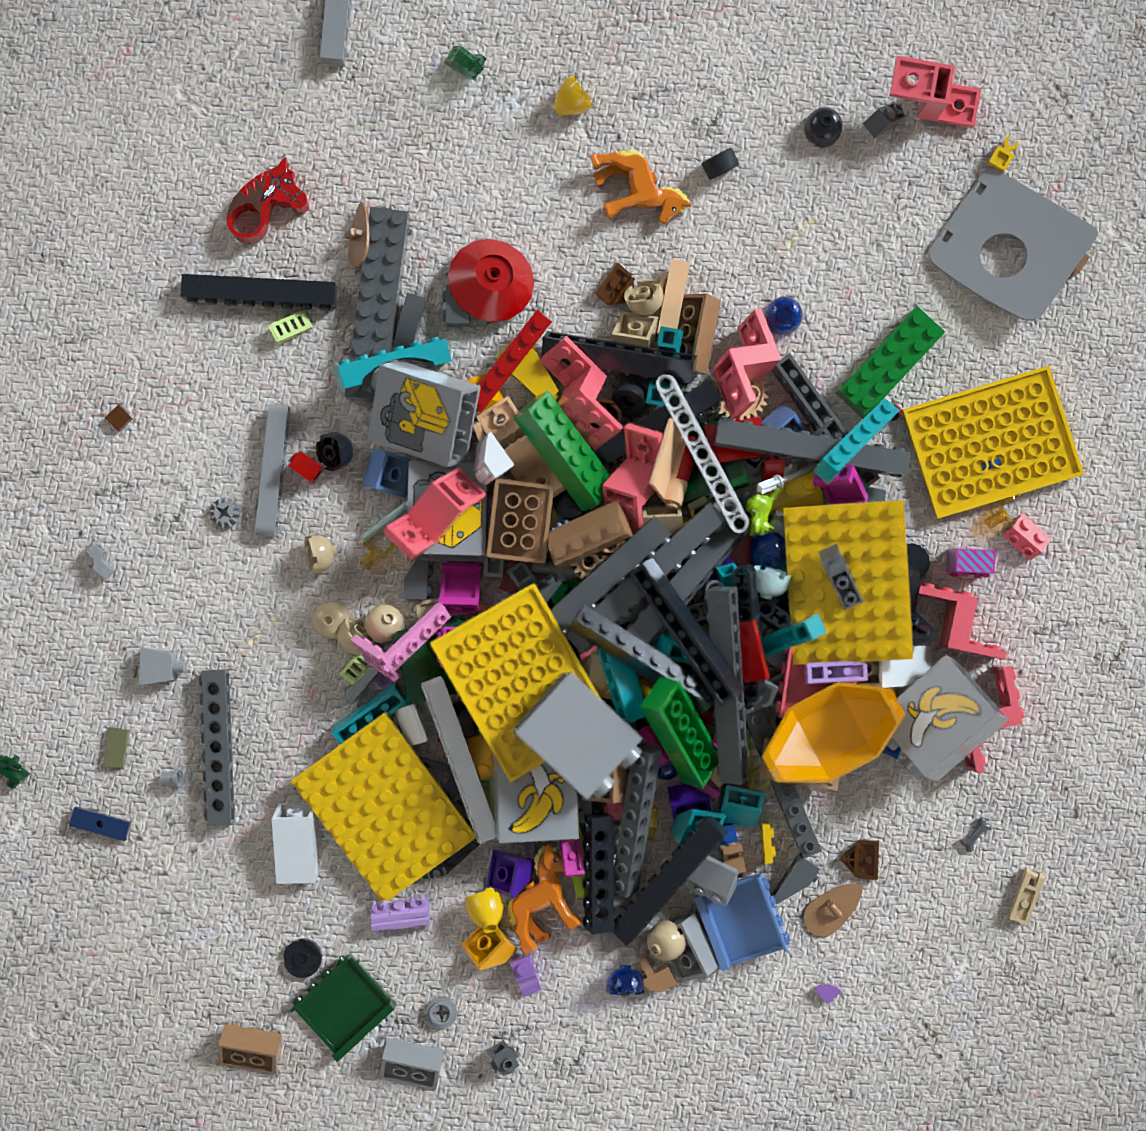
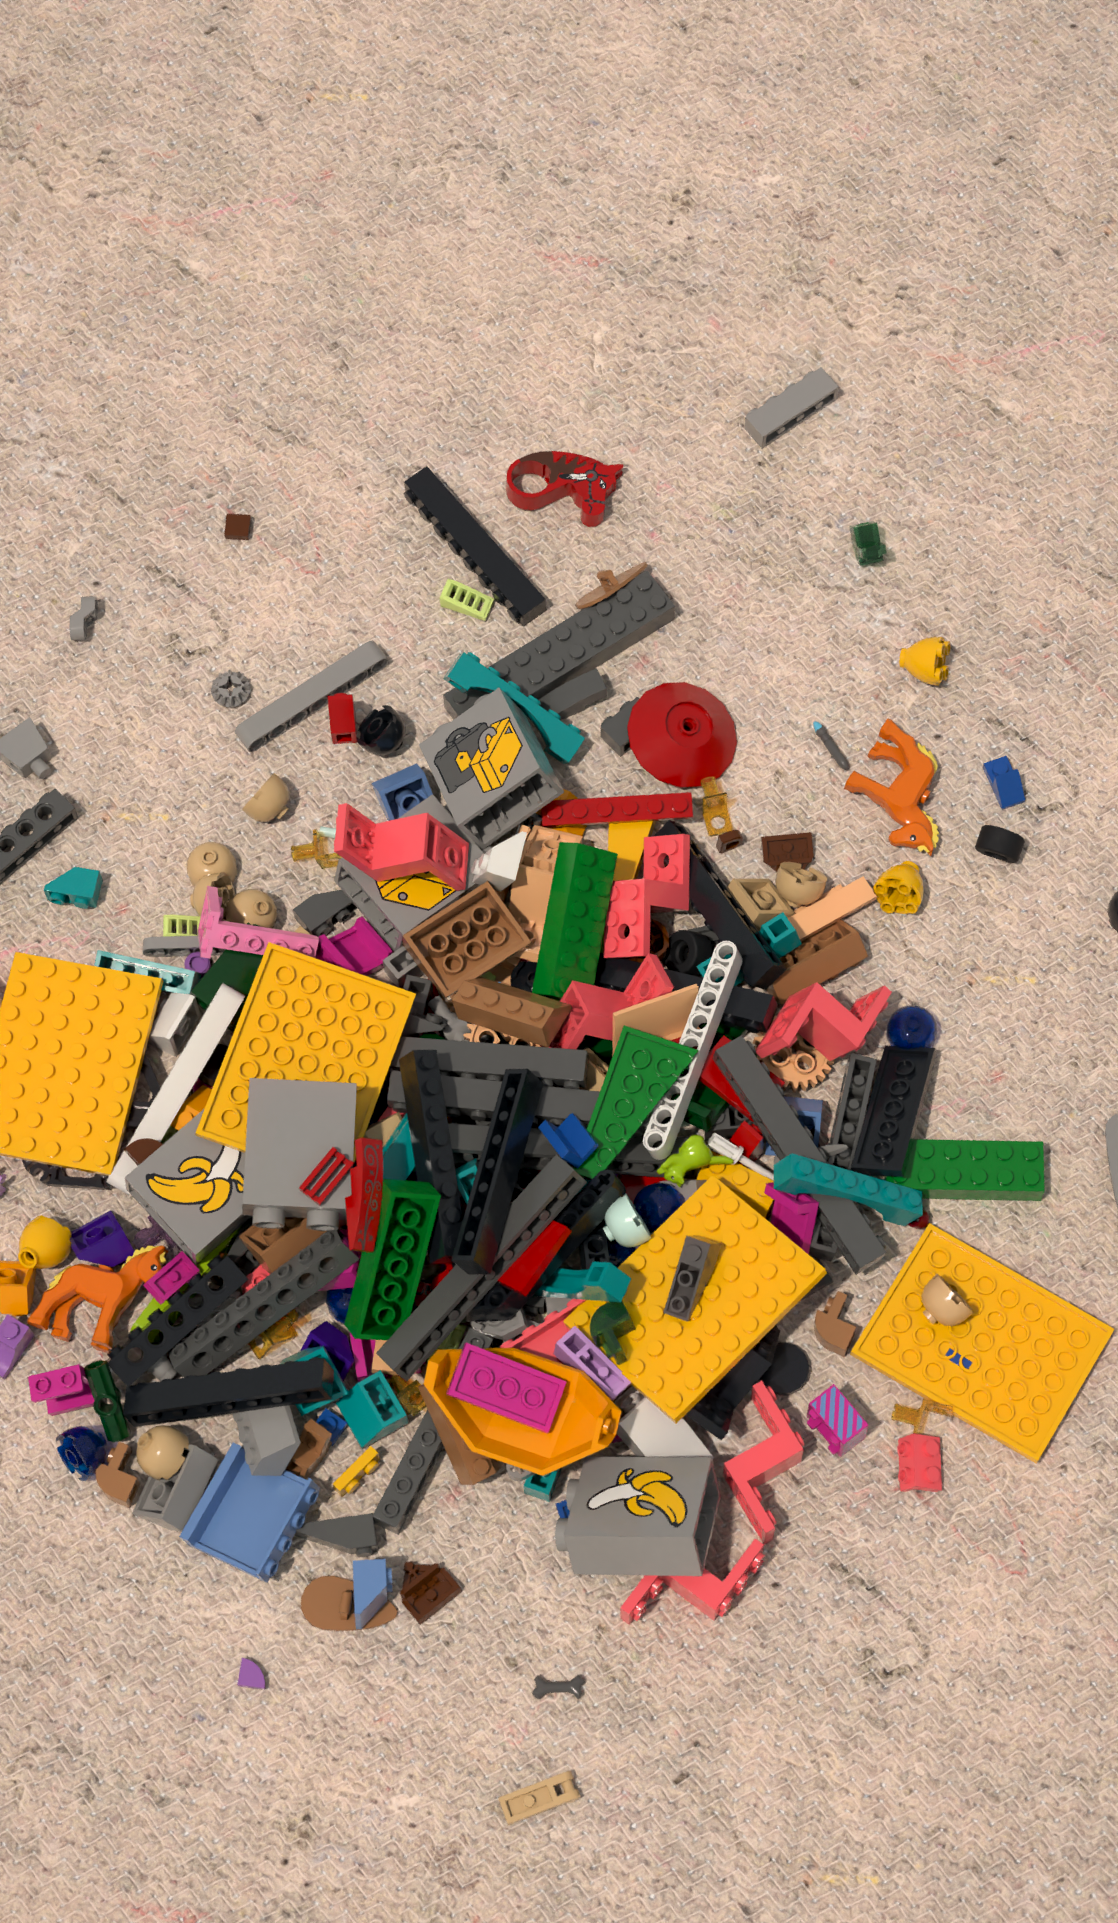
camera: 50 degrees right, 20 degrees down
(276, 707) = (76, 887): none -> teal slope
(485, 812) = (142, 1149): none -> reddish brown brick
(551, 301) = (714, 805): none -> clear yellow bracket
(571, 201) = (821, 732): none -> dark grey piece
(580, 313) = (729, 841): none -> reddish brown tile
(584, 968) = (62, 1389): none -> dark pink panel
(610, 948) = (103, 1386): none -> dark green piece
(623, 753) = (339, 1158): none -> red tile
(646, 726) = (365, 1202): none -> red slope
(682, 125) = (1004, 782): none -> blue slope
(697, 243) = (900, 889): none -> yellow piece
(699, 572) = (570, 1140): none -> blue panel
(700, 510) = (634, 1085): none -> green wing
(813, 735) = (506, 1388): none -> dark pink plate
(825, 648) = (607, 1325): none -> clear green brick
(828, 371) = (893, 1111): none -> black plate
(843, 893) = (371, 1586): none -> medium blue slope
(916, 517) = (830, 1330): none -> medium nougat brick
(961, 445) = (944, 1303): none -> tan cylinder

